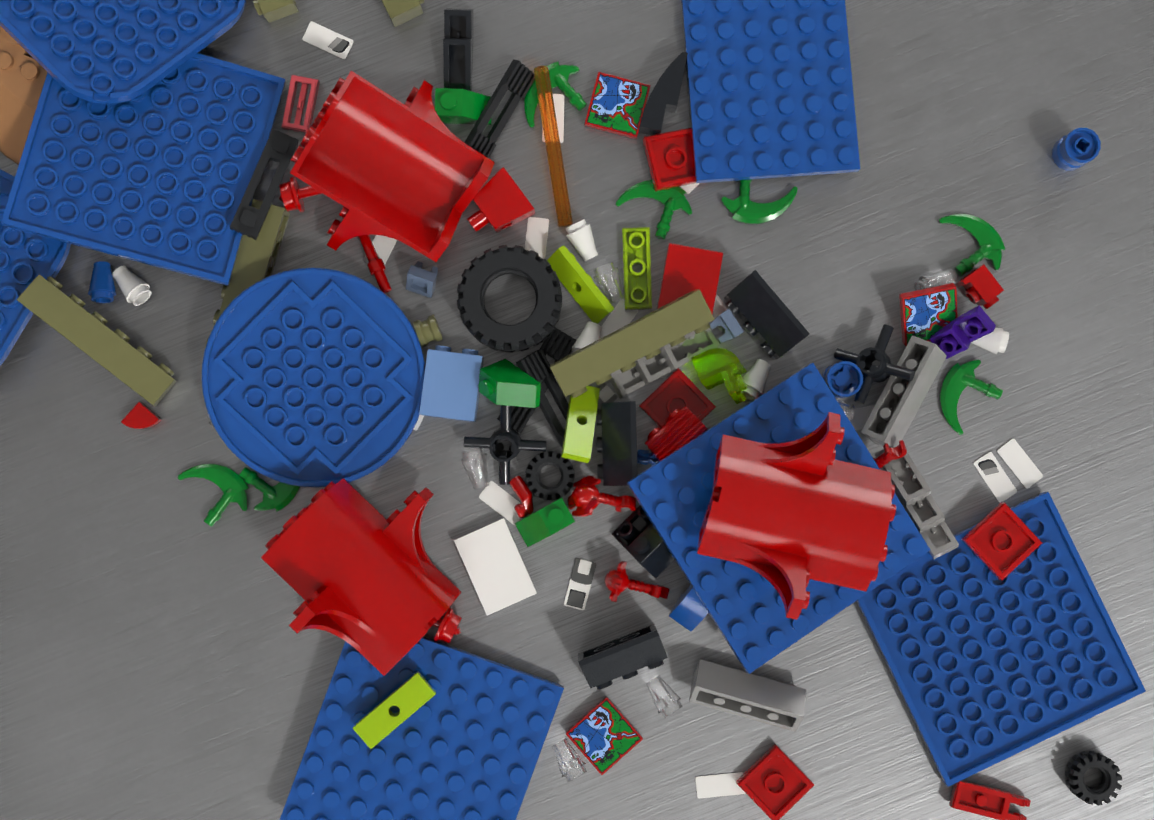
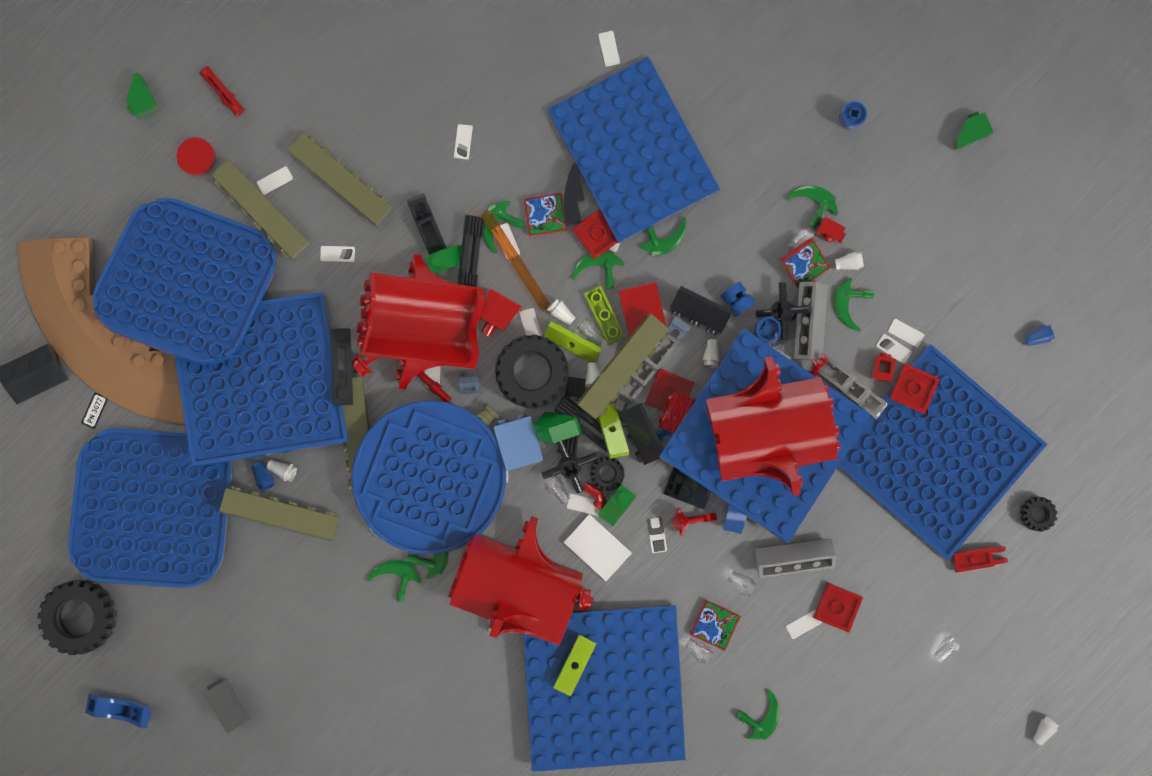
camera: 30 degrees left, 0 degrees up
(141, 417) = (326, 552): red tile -> none
(296, 127) = (331, 305): coral tile -> none
(587, 497) = (637, 476): red piece -> none
(622, 657) = (705, 569): black slope -> none
(720, 367) = (685, 356): clear neon green brick -> none
(820, 332) = (744, 302): none -> blue wheel
(962, 331) = (830, 265): dark purple slope -> none
(982, 495) = (887, 374): none -> red brick

